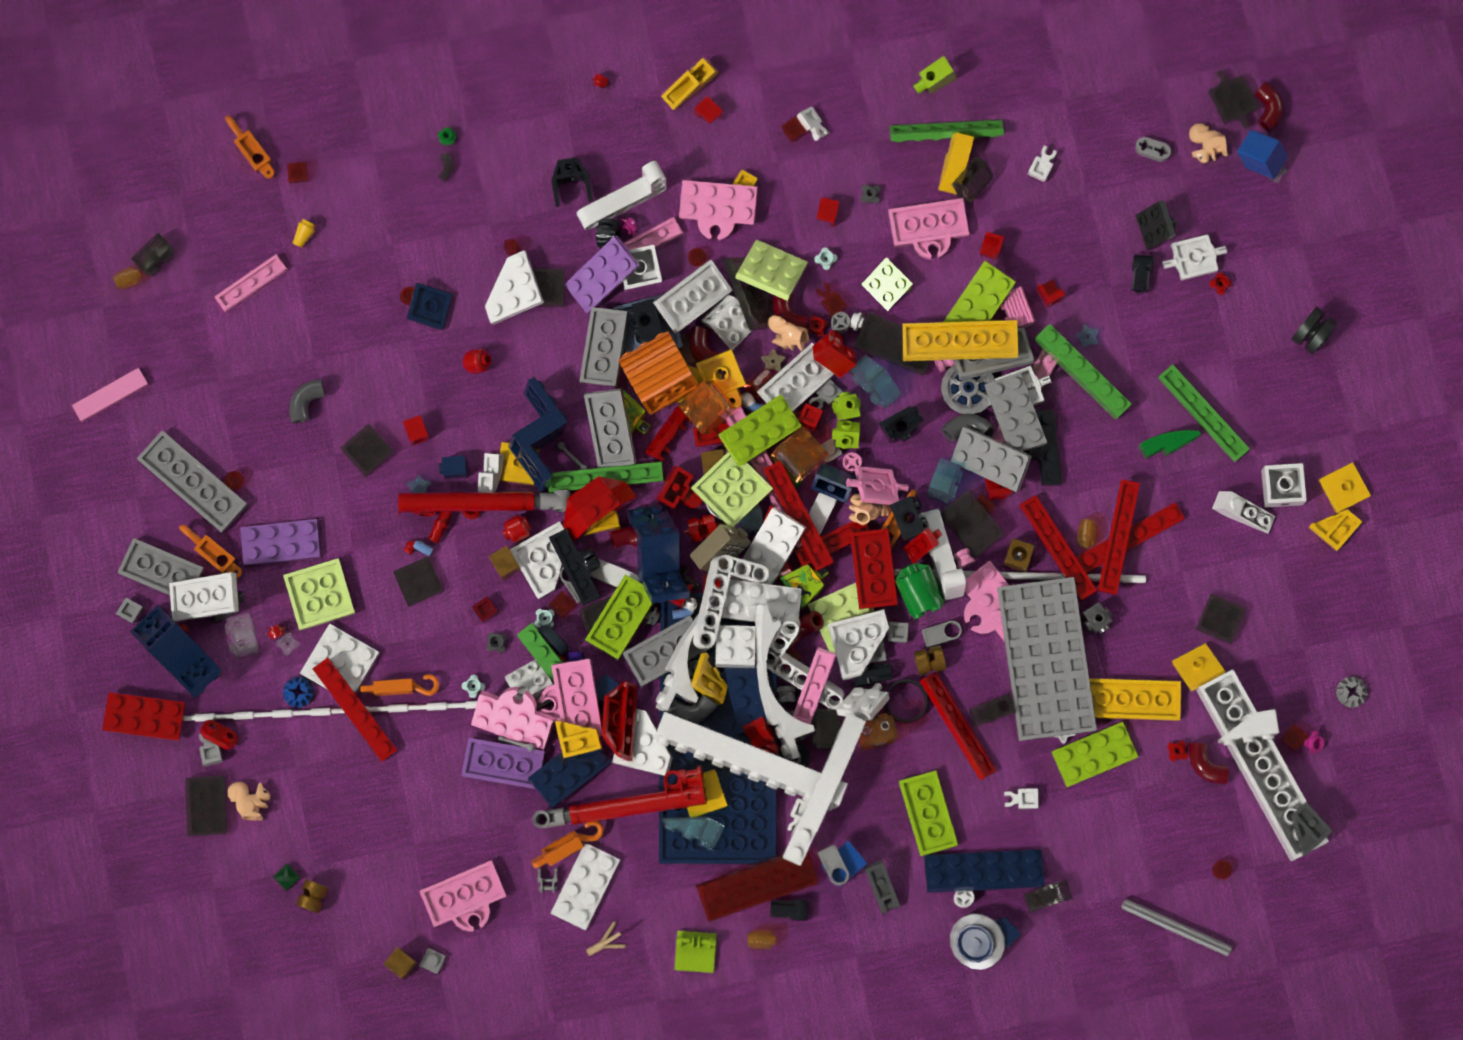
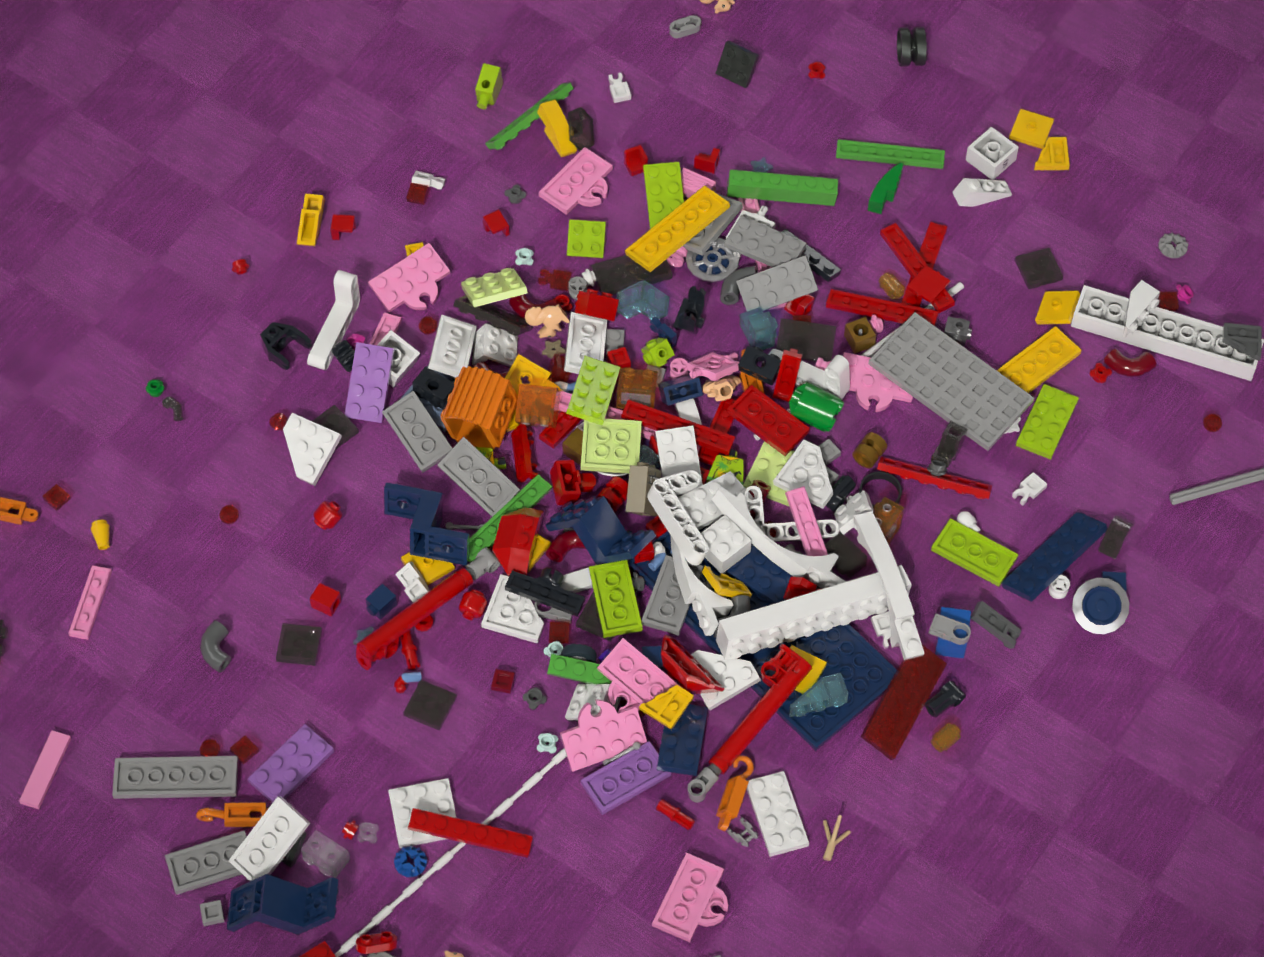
camera: 45 degrees left, 20 degrees down
(257, 502) = (244, 749): none -> clear red plate
(319, 594) = (359, 775): yellowish green plate -> none
(400, 686) = (489, 789): orange piece -> none
(429, 306) = (252, 508): dark blue tile -> none
(504, 563) = (486, 635): pearl gold piece -> none
(512, 823) = (675, 814): none -> red axle
(695, 951) = (906, 788): lime hinge -> none
(846, 412) = (638, 334): lime brick -> none
(868, 424) = (663, 331): none -> dark blue plate
(936, 635) = (856, 432): light grey piece -> none
(948, 783) = (968, 520): none -> white cylinder
(964, 722) = (937, 468): none -> dark grey plate
(1040, 556) = (876, 324): none -> bright pink plate
(1110, 561) = (928, 284): none -> red piece
(1141, 269) = (754, 98): black piece -> none
(1194, 257) = (782, 67): white plate -> none

